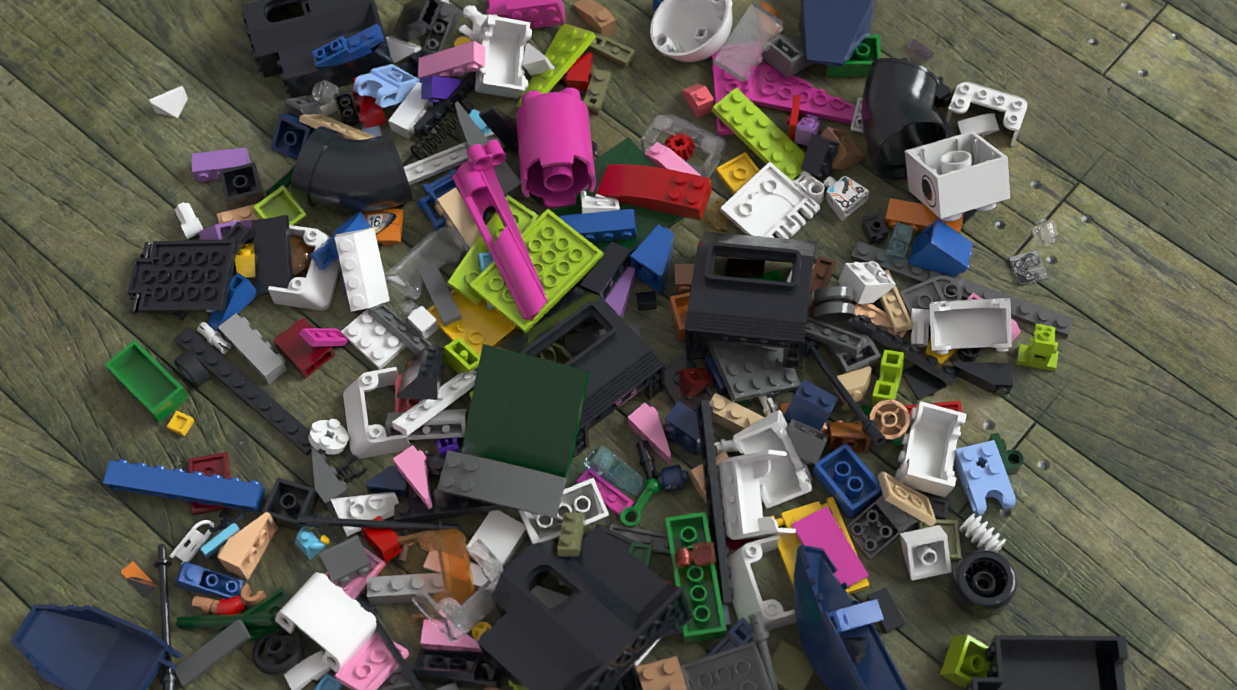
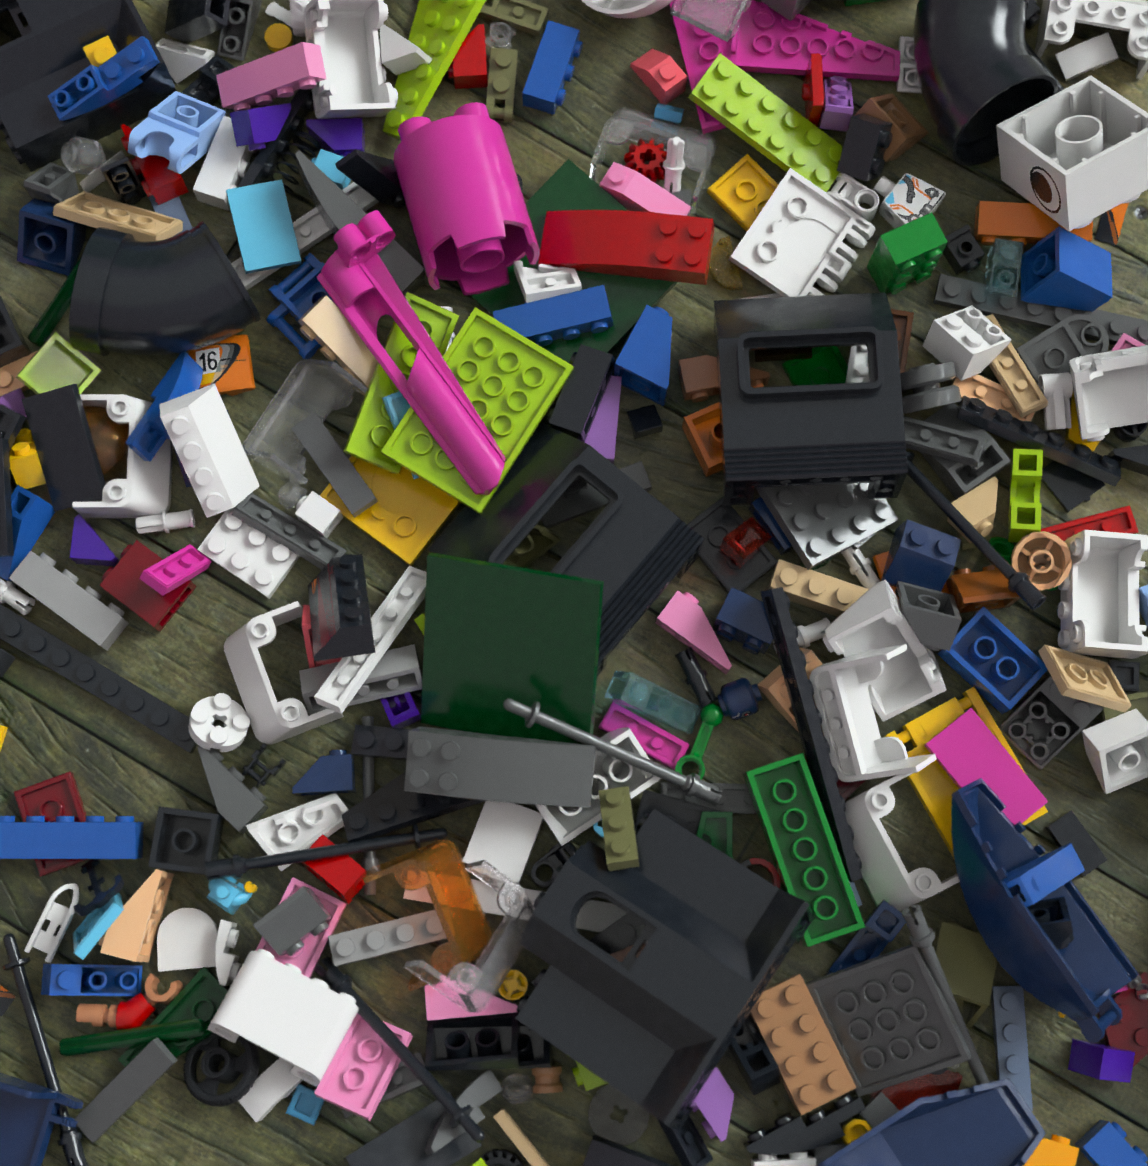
camera: 15 degrees left, 15 degrees up
(272, 319) = (88, 546): none -> dark purple slope
(276, 569) = (186, 940): none -> white tile
(300, 572) = (226, 963): none -> white slope
(324, 312) = (165, 521): none -> white axle
(349, 30) = (100, 51): none -> yellow plate
(413, 468) = (363, 761): bright pink slope -> none
(427, 147) = (263, 226): none -> medium azure tile
(460, 356) = (392, 564): lime slope -> none
(482, 101) = (338, 135): none -> dark purple slope
(601, 58) = (497, 29): none -> clear plate
(626, 521) = (690, 784): none -> dark grey bar
(630, 84) = (552, 67): none -> blue brick
(695, 148) = (674, 164): none -> white axle
(699, 121) = (668, 113): none -> dark azure tile
(702, 555) = (812, 821): clear red plate -> none
(834, 221) = (907, 254): none -> green brick
(980, 225) = (1111, 224): none -> sticker

